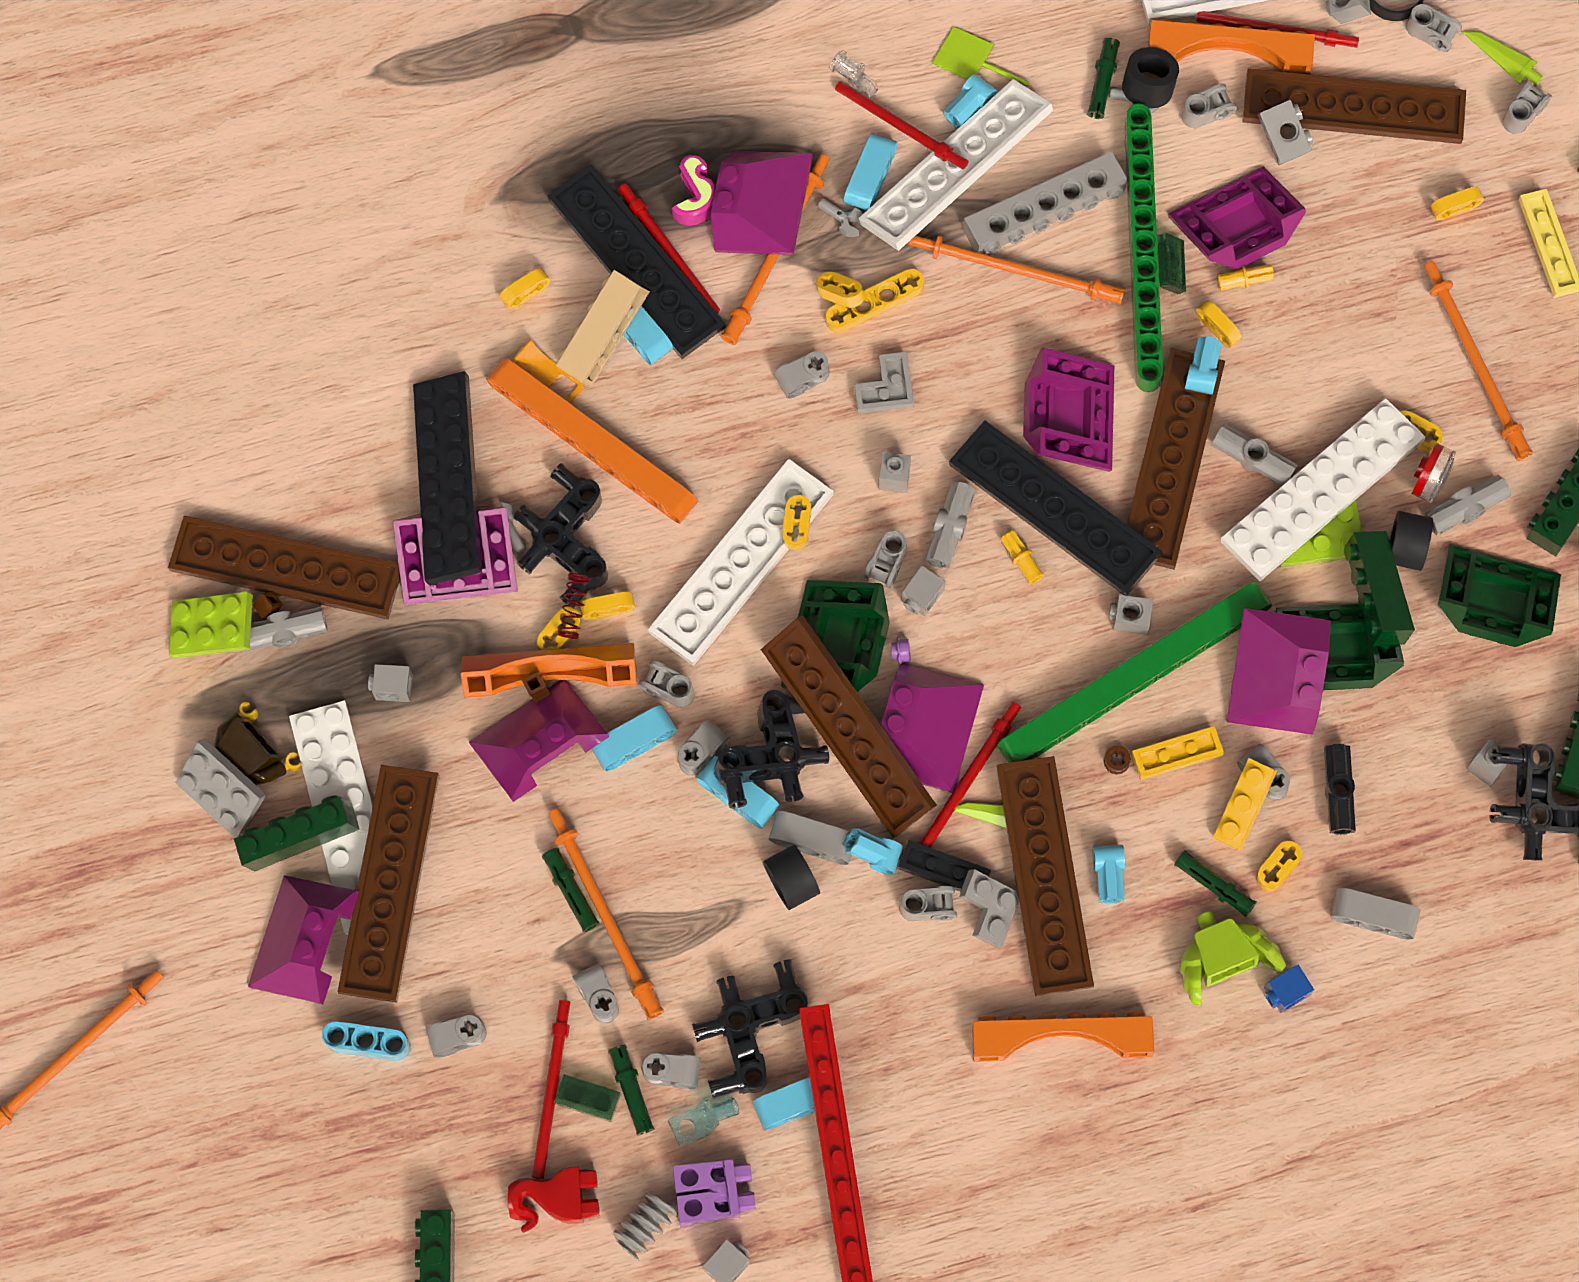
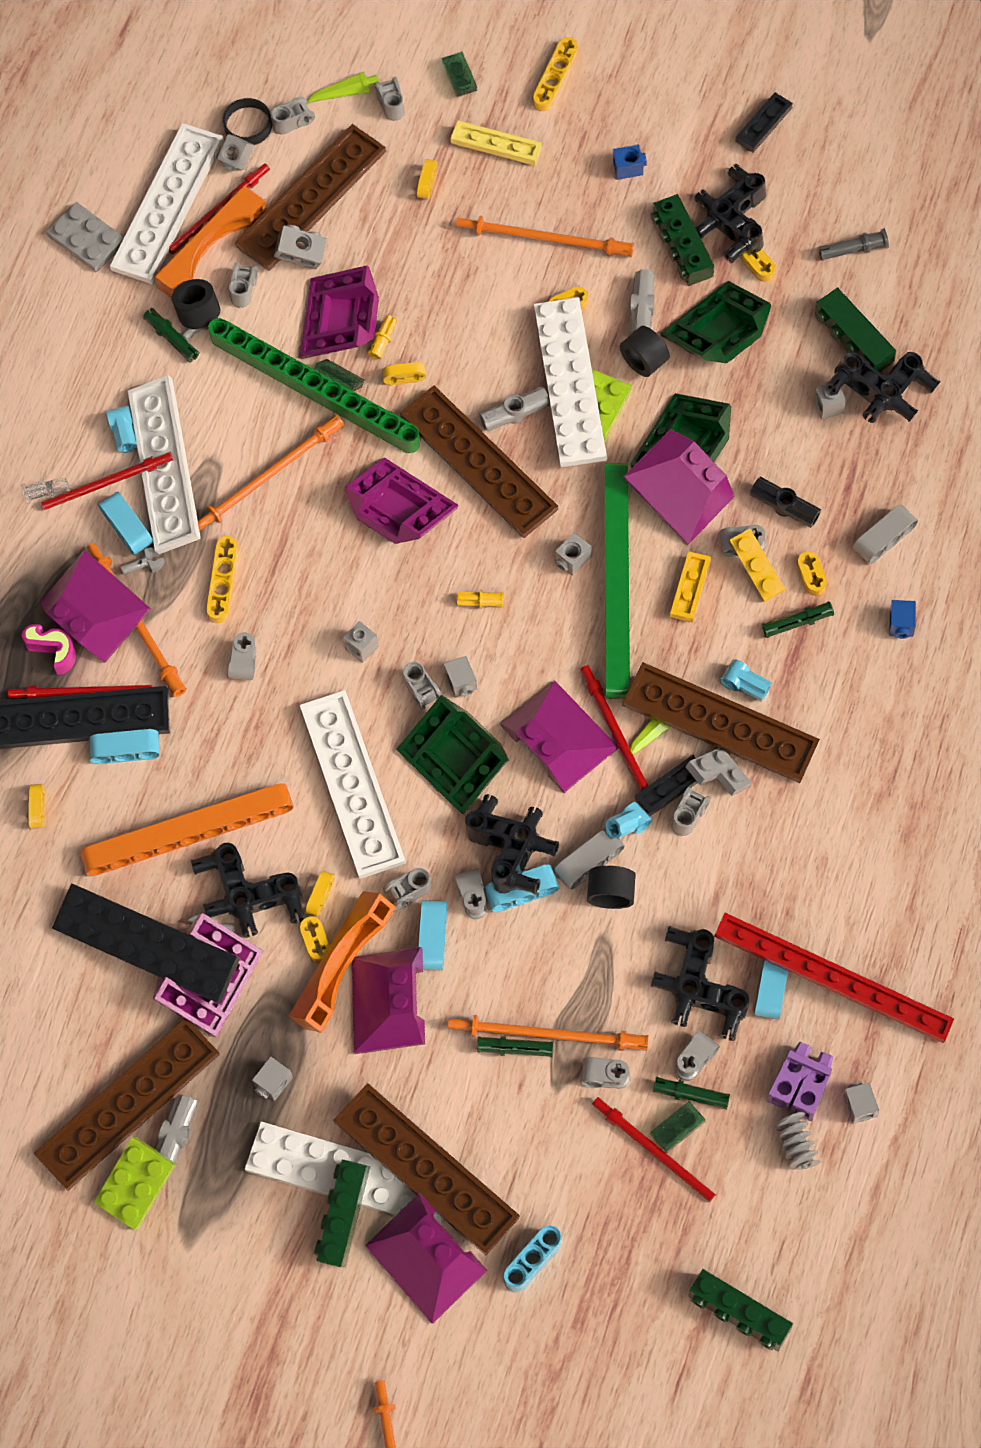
camera: 55 degrees left, 5 degrees down
(220, 788) = (268, 1250): light grey plate -> none
(250, 750) = (254, 1216): dark brown torso -> none
(267, 604) = (149, 1133): reddish brown piece -> none
(451, 1035) = (568, 1195): light grey piece -> none
(536, 686) = (348, 978): reddish brown piece -> none
(543, 368) = (100, 832): light orange piece -> none
(556, 1196) = (738, 1190): red hips -> none
(576, 578) = (290, 897): dark red piece -> none
(602, 328) = (111, 767): tan brick -> none
(705, 1119) = (745, 1055): clear light blue bracket -> none
(790, 521) = (349, 731): yellow beam -> none
(836, 286) = (199, 595): yellow beam -> none
(848, 727) = (528, 781): reddish brown plate -> none
(890, 393) = (297, 606): light grey plate -> none
(901, 650) = (493, 717): medium lavender plate -> none
(950, 525) = (425, 630): light grey piece -> none
(966, 55) = (86, 411): lime piece -> none
(1003, 214) = (240, 374): light grey brick -> none
(1055, 508) = (462, 554): black plate -> none
(1108, 759) = (673, 624): reddish brown bush -> none
(1125, 1036) = (868, 742): orange arch -> none
(1203, 371) = (434, 402): medium azure piece -> none
(1223, 952) = (850, 642): lime torso -> none
(1379, 588) = (667, 387): dark green brick -> none
(1433, 472) = (608, 307): piece -> none

